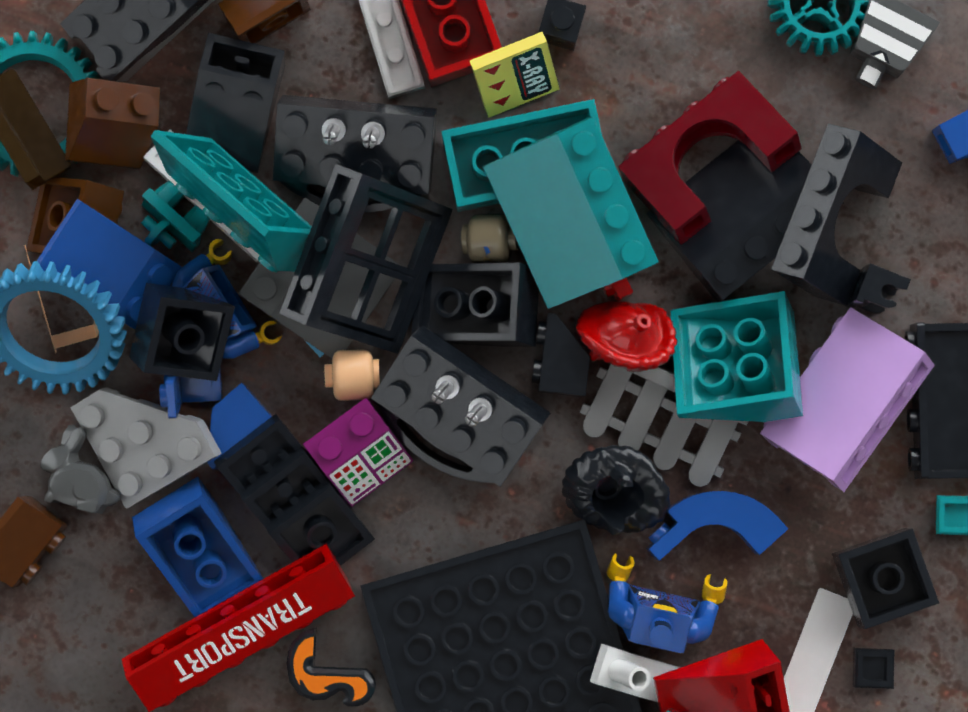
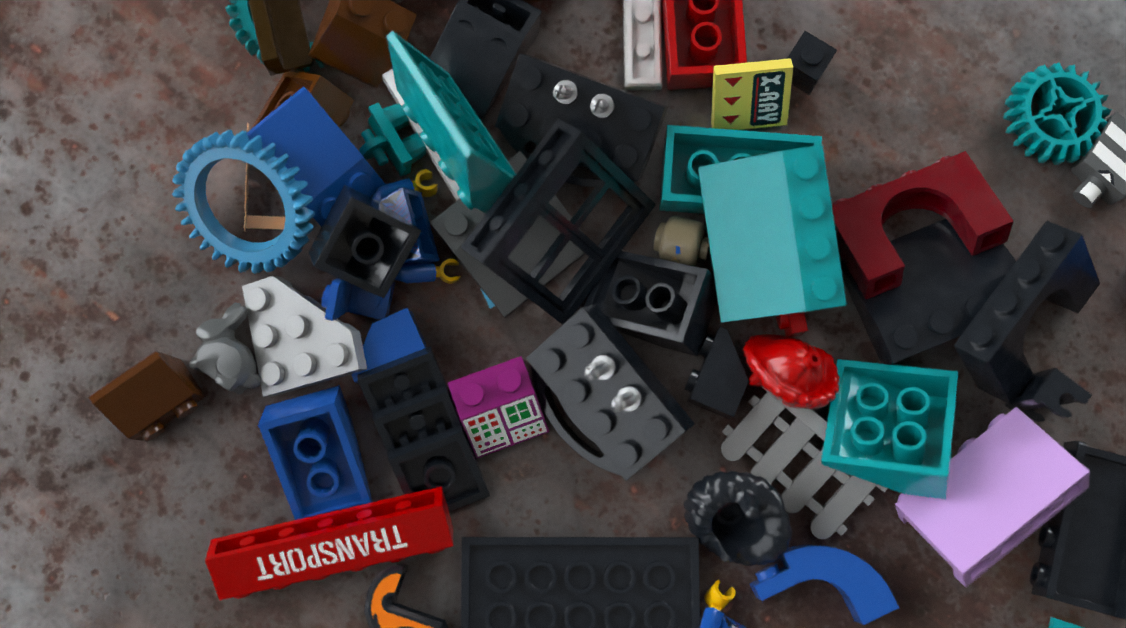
camera: 25 degrees right, 5 degrees down
(352, 374) = (515, 331): light nougat head -> none

